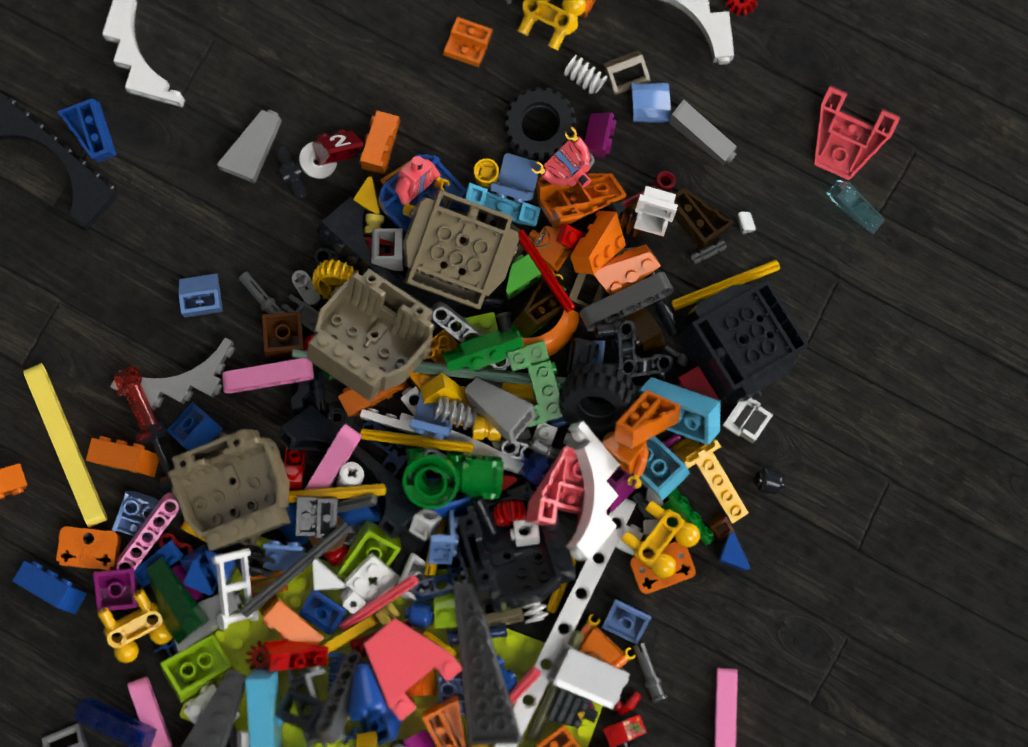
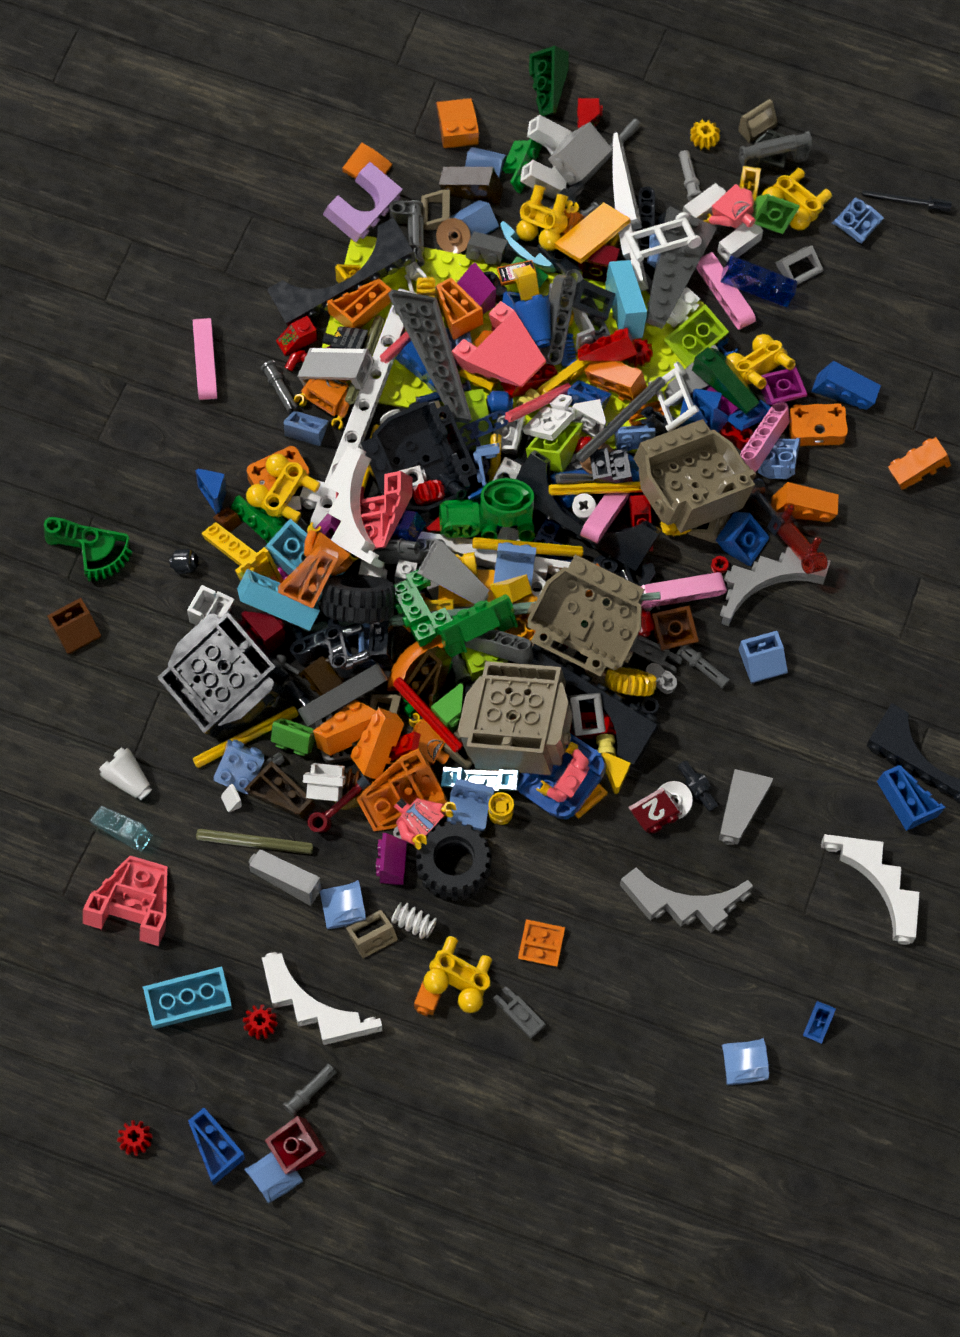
camera: 165 degrees right, 15 degrees down
(65, 445) = (862, 510): light yellow beam -> none
(218, 402) = (719, 559): none -> red bush
(327, 53) = (709, 909): none -> light grey arch
(379, 142) = (614, 823): orange wedge -> none
(455, 413) = (494, 568): light grey piece -> none
(680, 273) = (292, 735): none -> bright green slope
(728, 177) = (254, 841): none -> olive axle
(734, 251) = (239, 765): none -> medium blue bracket
(807, 29) = (187, 997): none -> medium azure brick
(847, 257) = (126, 774): none -> white cone
(863, 502) = (73, 534): none -> green arm
(887, 421) = (74, 626): none -> reddish brown slope

